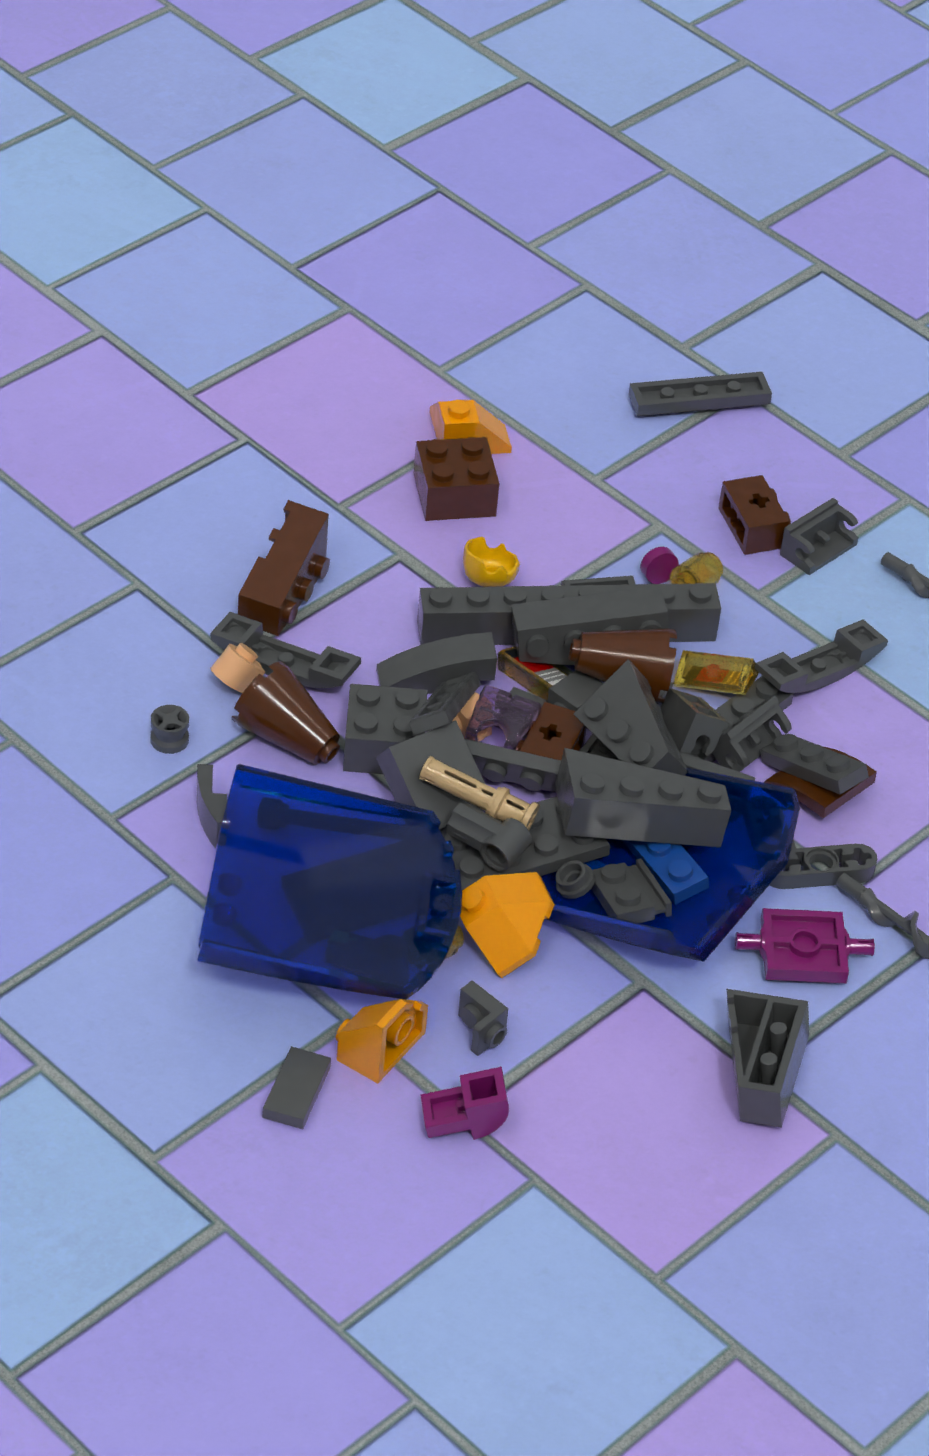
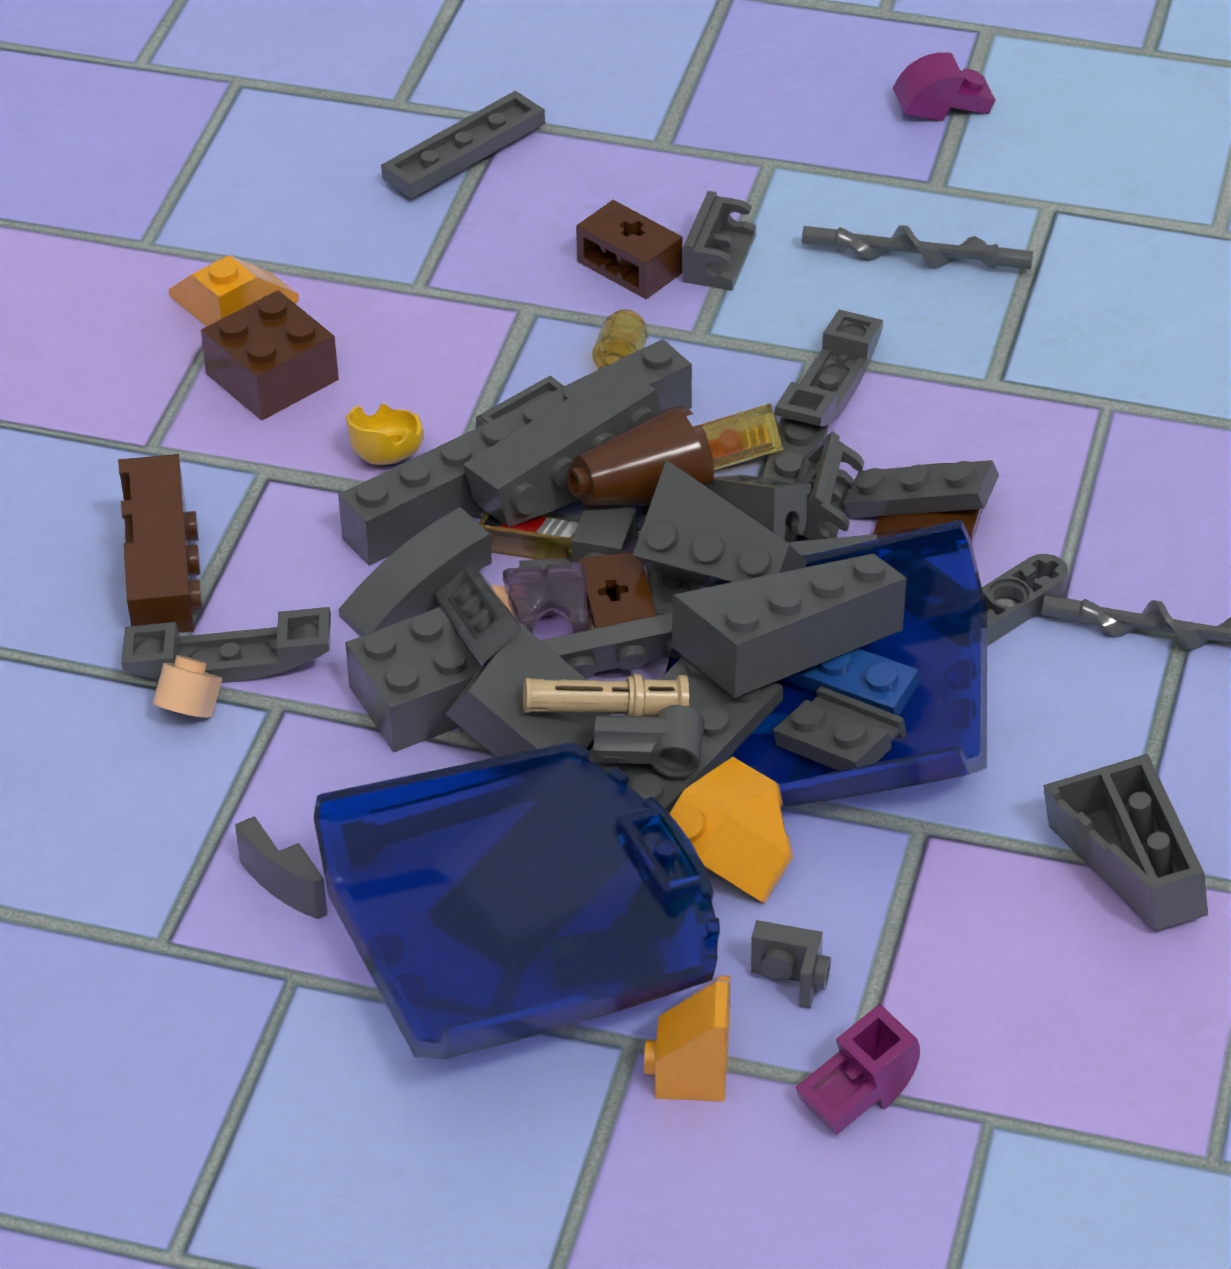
camera: 25 degrees left, 0 degrees up
(169, 729) = (157, 800): dark grey wheel -> none
(287, 716) = (296, 717): reddish brown cone -> none
(296, 1087) = (641, 1156): dark grey tile -> none
(574, 879) = (760, 739): dark grey plate -> none
(658, 564) = (571, 350): magenta tile -> none
(804, 945) = (1067, 697): magenta plate -> none

